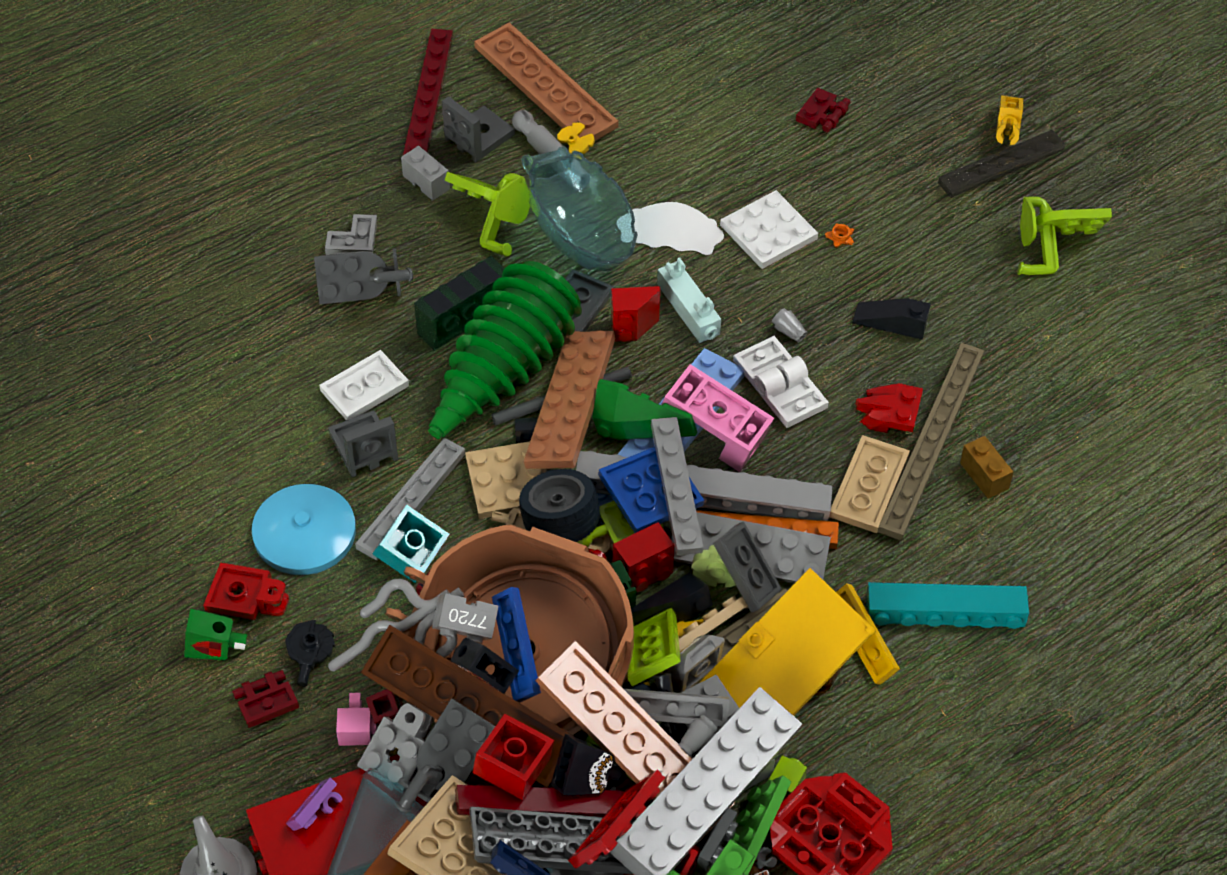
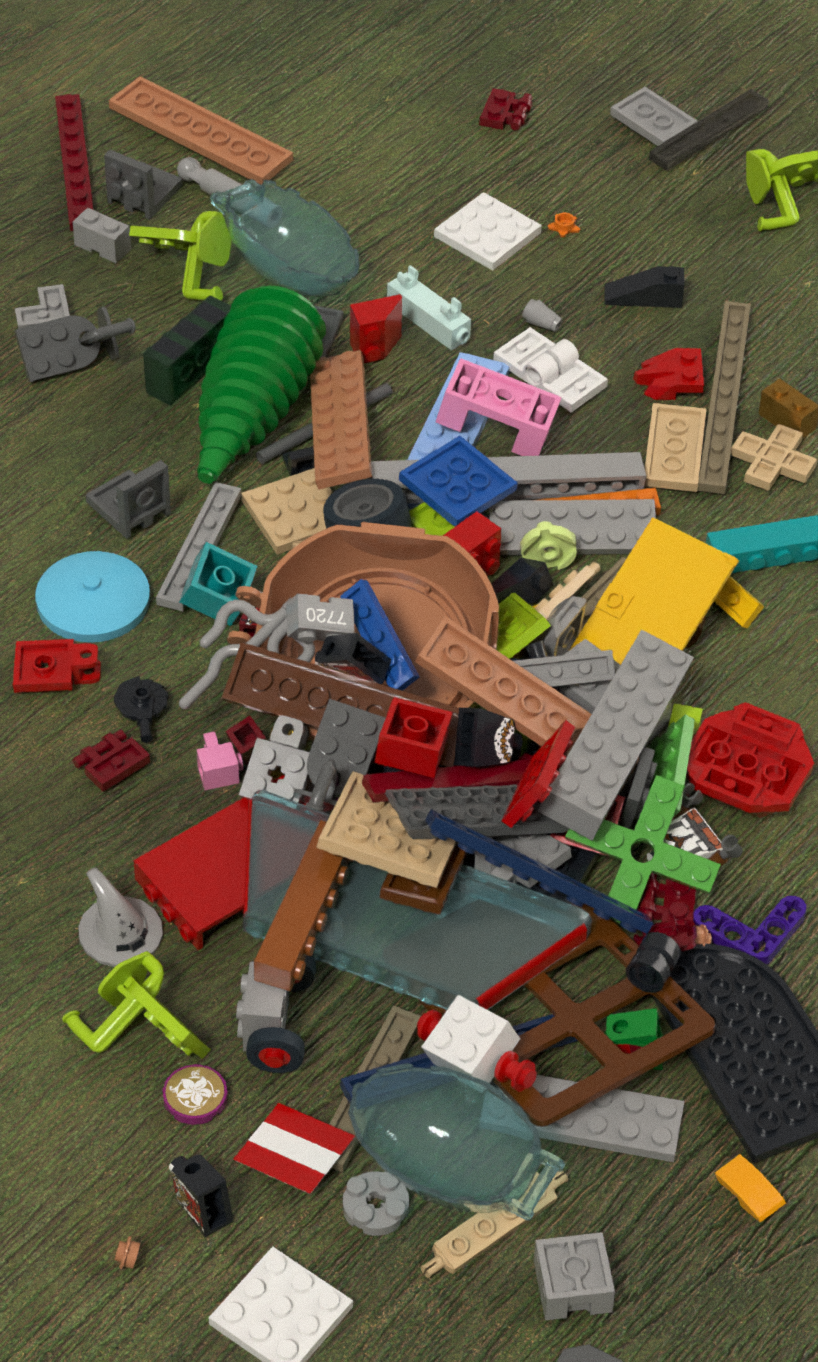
camera: 15 degrees left, 5 degrees down
(211, 636) = (33, 710): green torso -> none
(317, 799) = (209, 833): medium lavender plate -> none
(364, 385) = (109, 449): white plate -> none
(570, 136) = (248, 171): yellow piece -> none
(629, 416) = (410, 422): green wedge -> none
(676, 227) = (393, 245): white sticker -> none
(676, 486) = (486, 473): light grey plate -> none
(698, 735) = (591, 688): light grey cone -> none
(747, 566) = (581, 537): dark grey tile -> none
(953, 141) = (651, 116): none -> light grey plate
(958, 512) = (773, 457): none -> tan plate
(1009, 119) = (704, 85): yellow plate -> none

